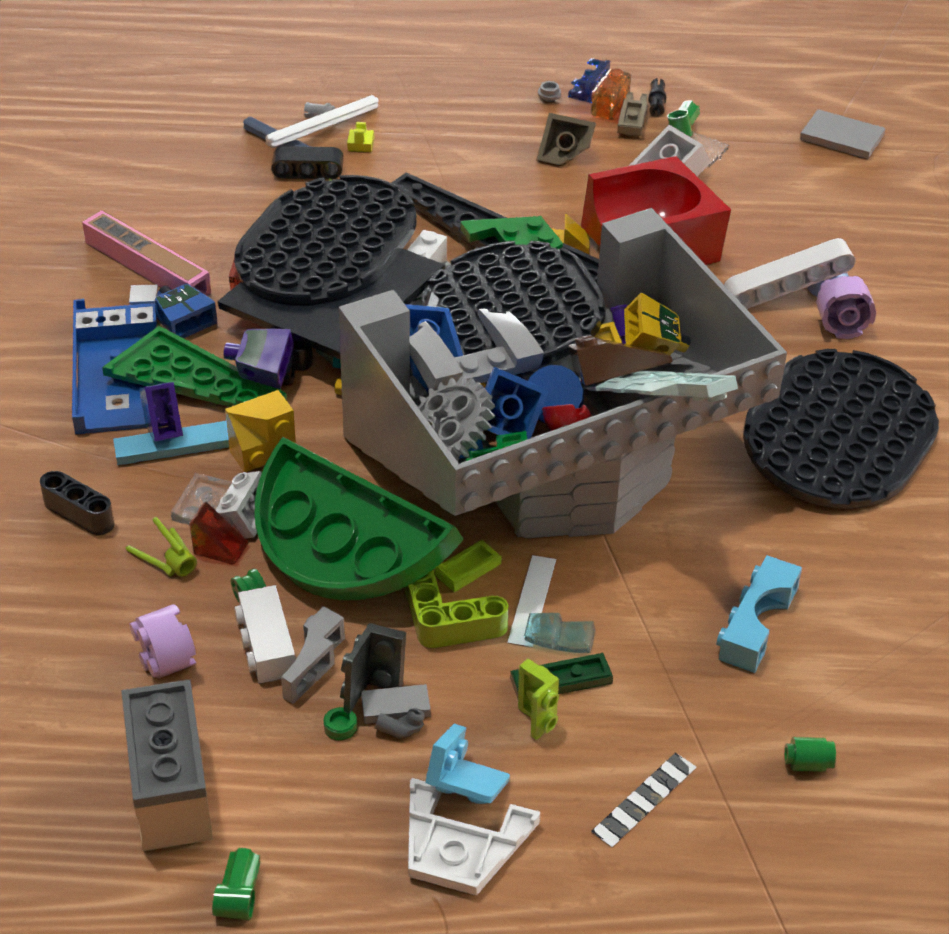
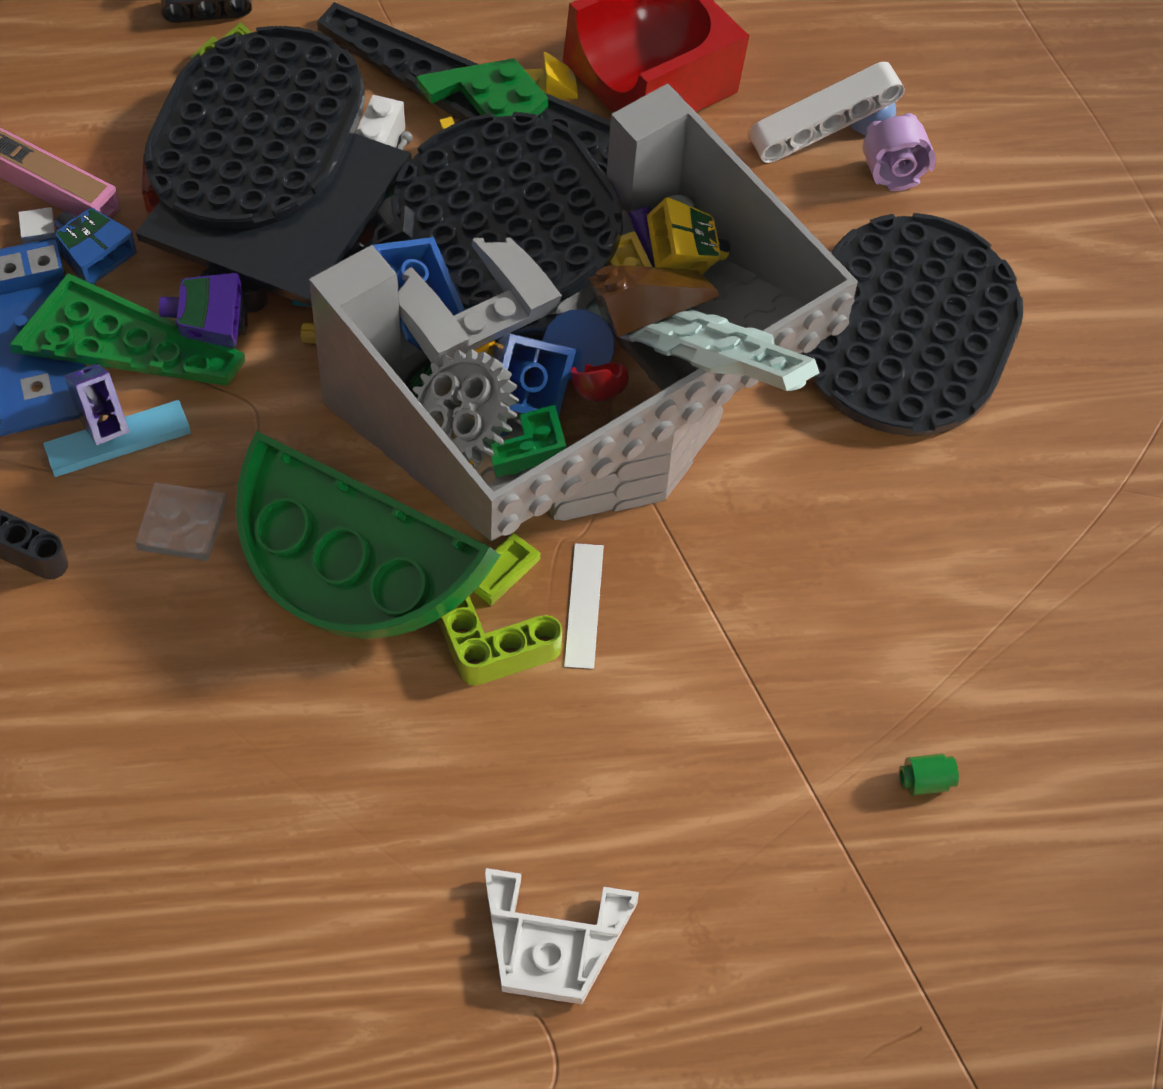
camera: 10 degrees left, 15 degrees up
(164, 642) = (164, 729): lavender brick -> none
(166, 765) = (203, 899): dark grey piece -> none
(178, 557) = (157, 603): lime plant -> none
(215, 536) = (197, 570): clear red slope -> none
(237, 893) = (311, 1044): green piece -> none
(240, 502) = (217, 520): white bracket -> none
(250, 581) = (249, 635): green wheel -> none
(258, 427) = (224, 416): yellow slope -> none
(264, 633) = (281, 697): white brick -> none
(321, 636) = (347, 690): light grey slope -> none
(339, 724) = (389, 802): green tile -> none
(374, 660) = (423, 720): pearl dark grey bracket -> none
(394, 702) = (449, 768): light grey tile -> none
(403, 726) = (463, 797): dark grey arm -> none
(455, 775) = (544, 857): medium azure bracket -> none
(538, 697) = (617, 745): lime bracket -> none
(552, 633) = (623, 650): clear light blue slope -> none
(575, 673) = (633, 706): dark green tile -> none
(643, 799) = (749, 853): sticker -> none
(746, 638) = (839, 629): medium azure arch -> none

